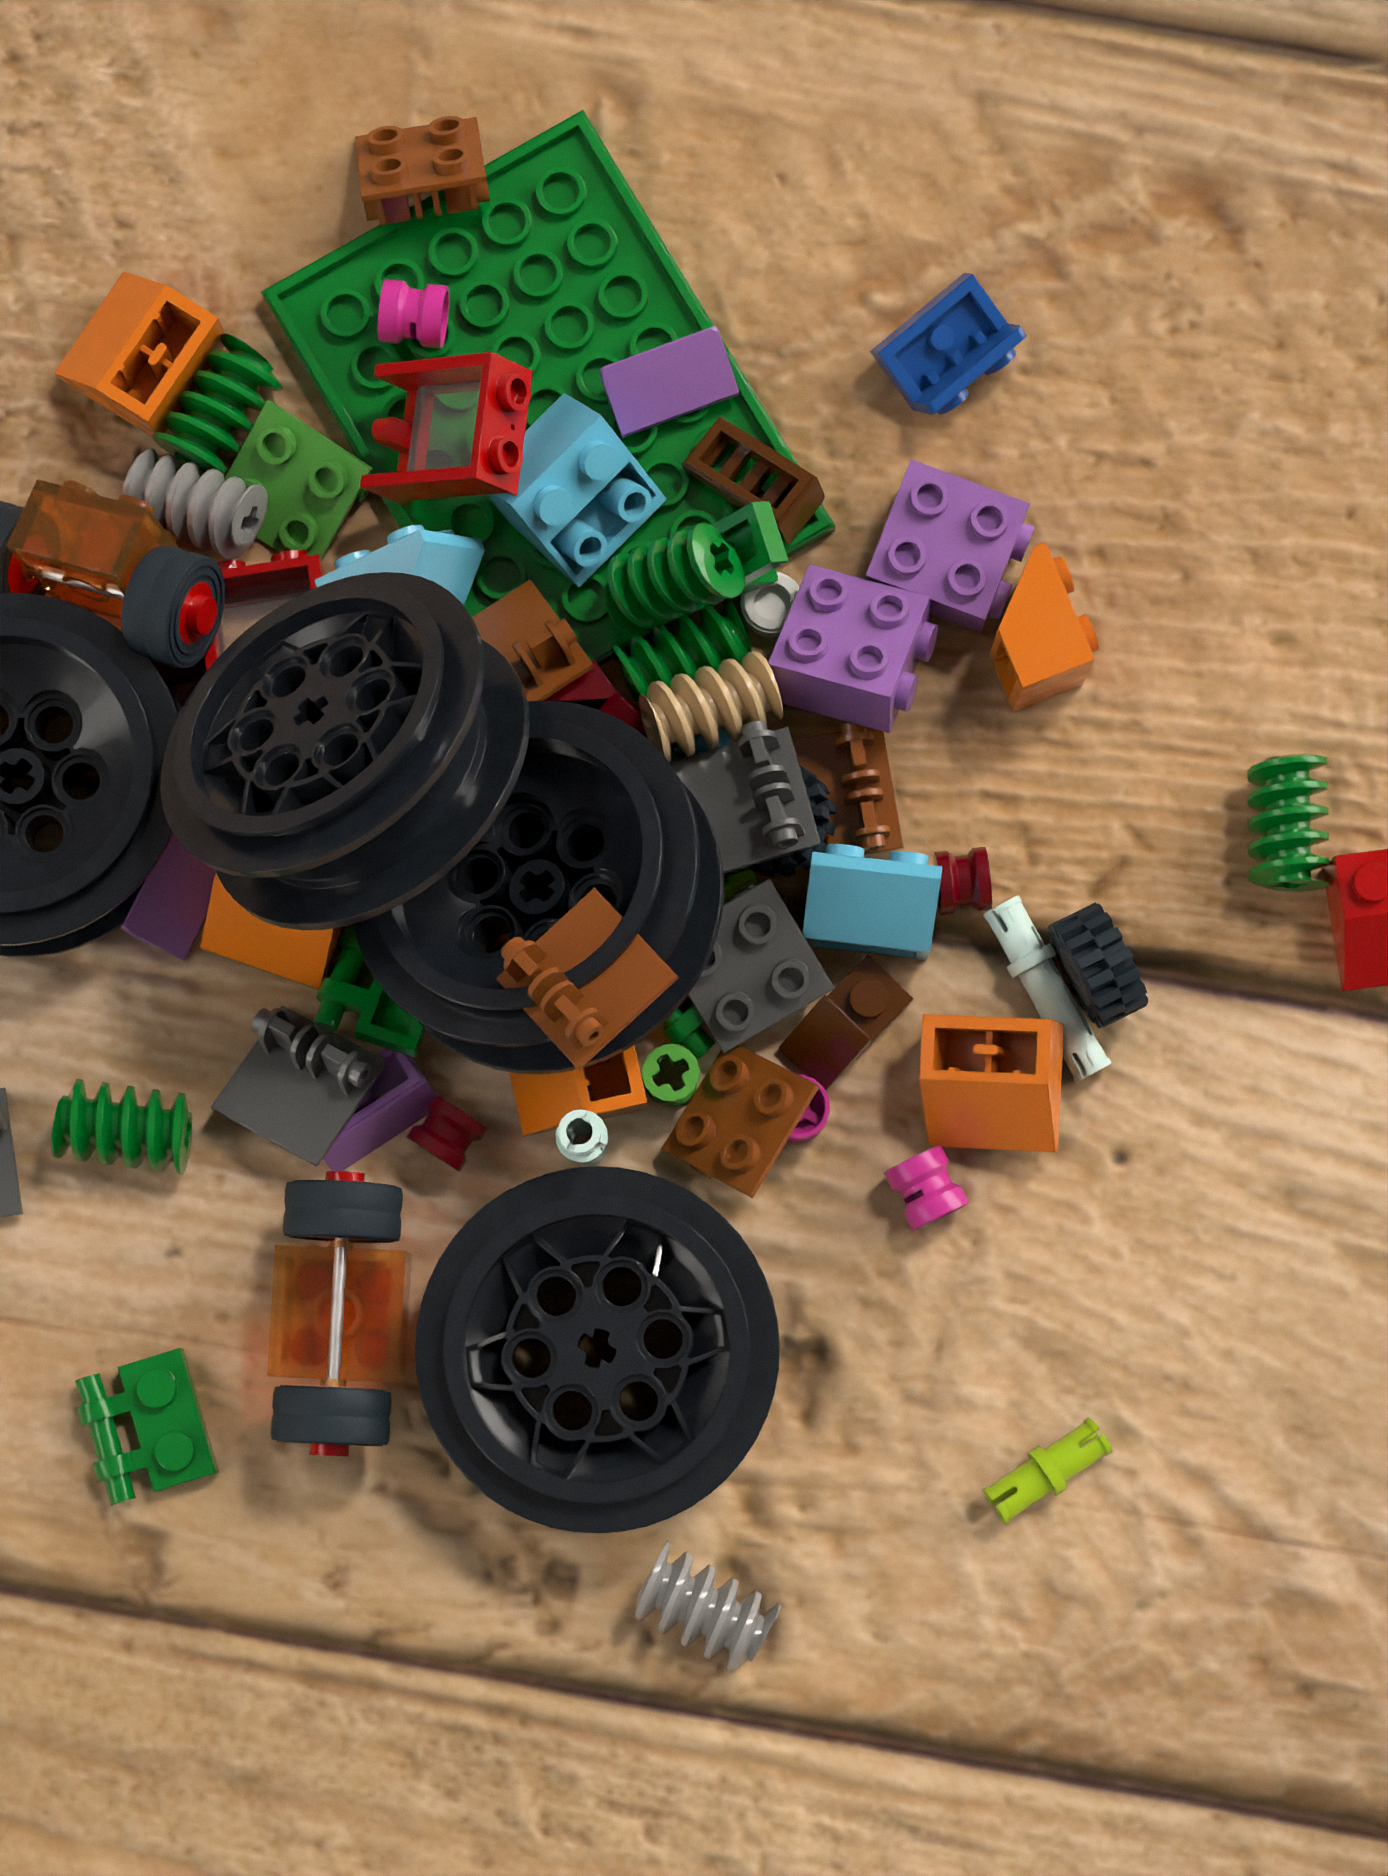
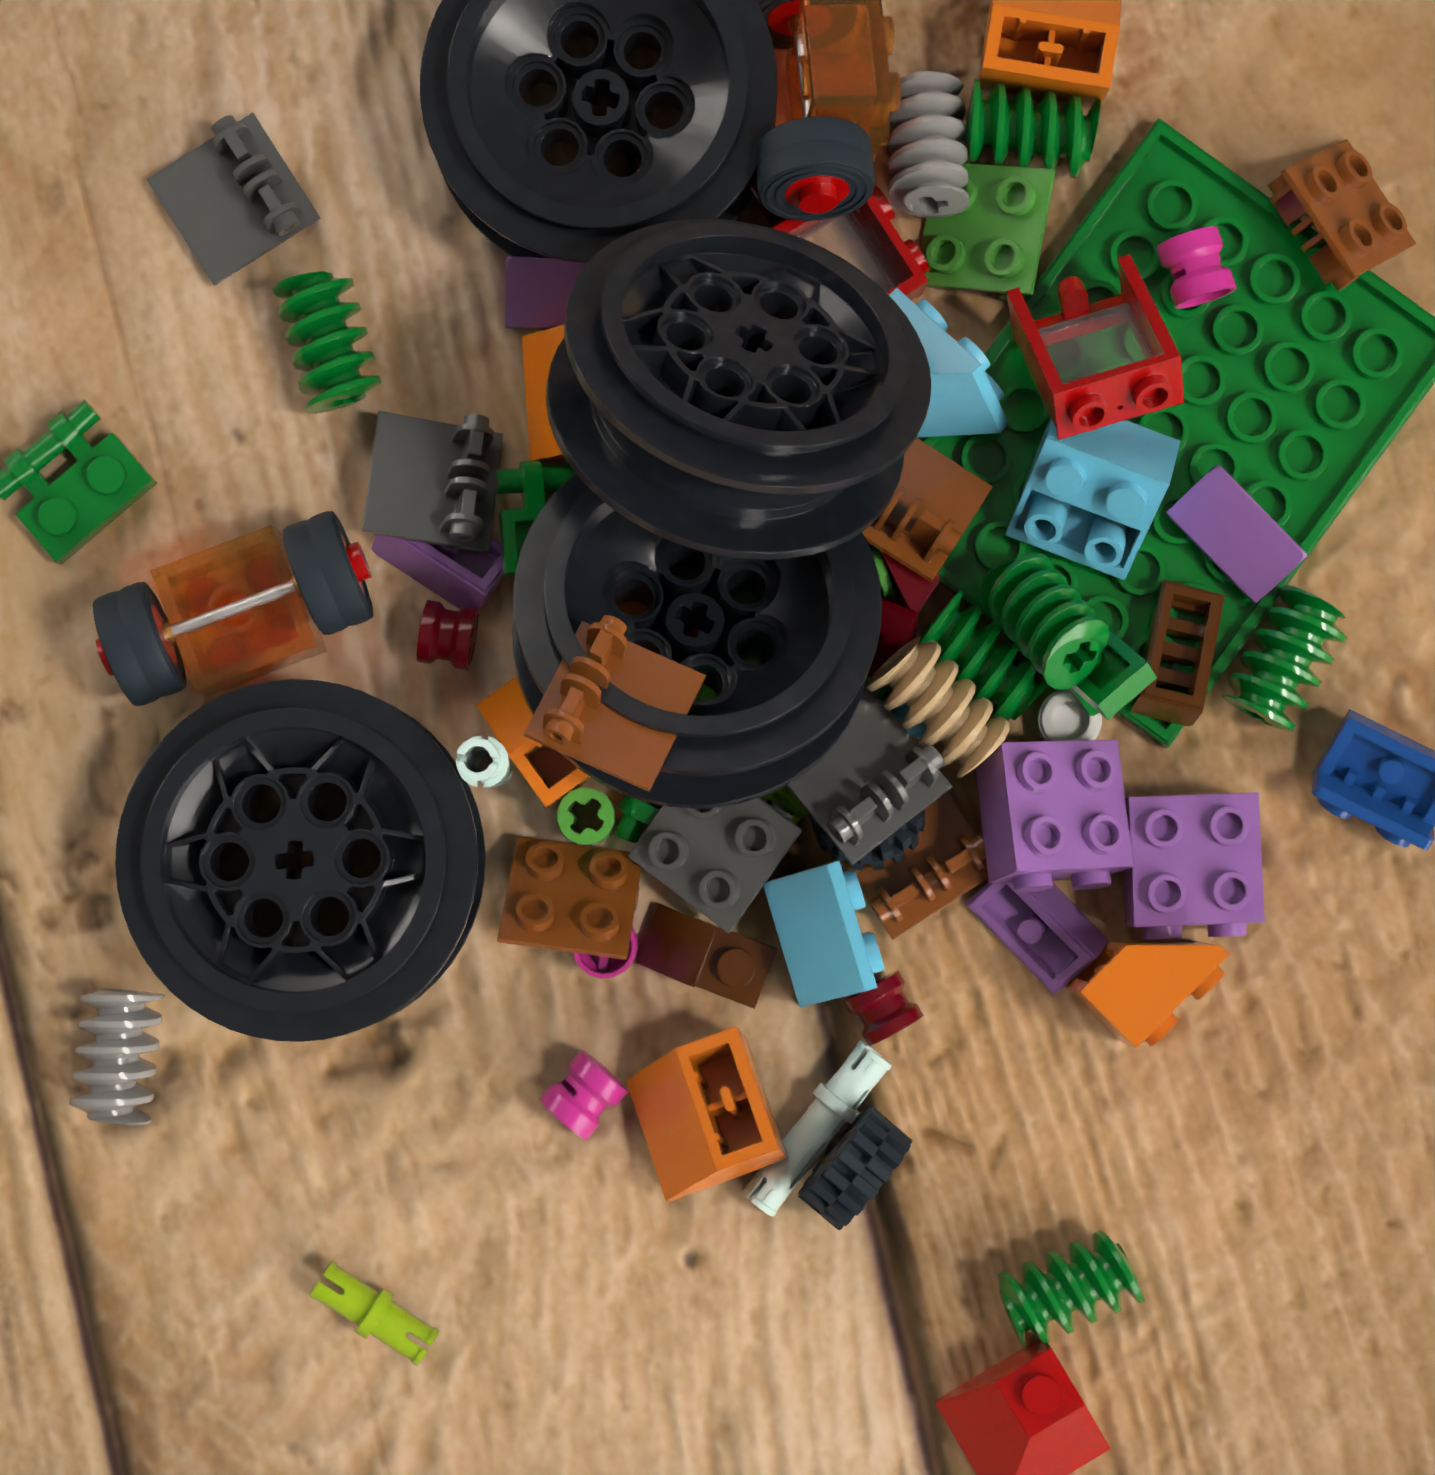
camera: 70 degrees right, 5 degrees up
(799, 387) = (1286, 657): none -> green piece
(951, 712) = (1040, 930): none -> medium lavender slope

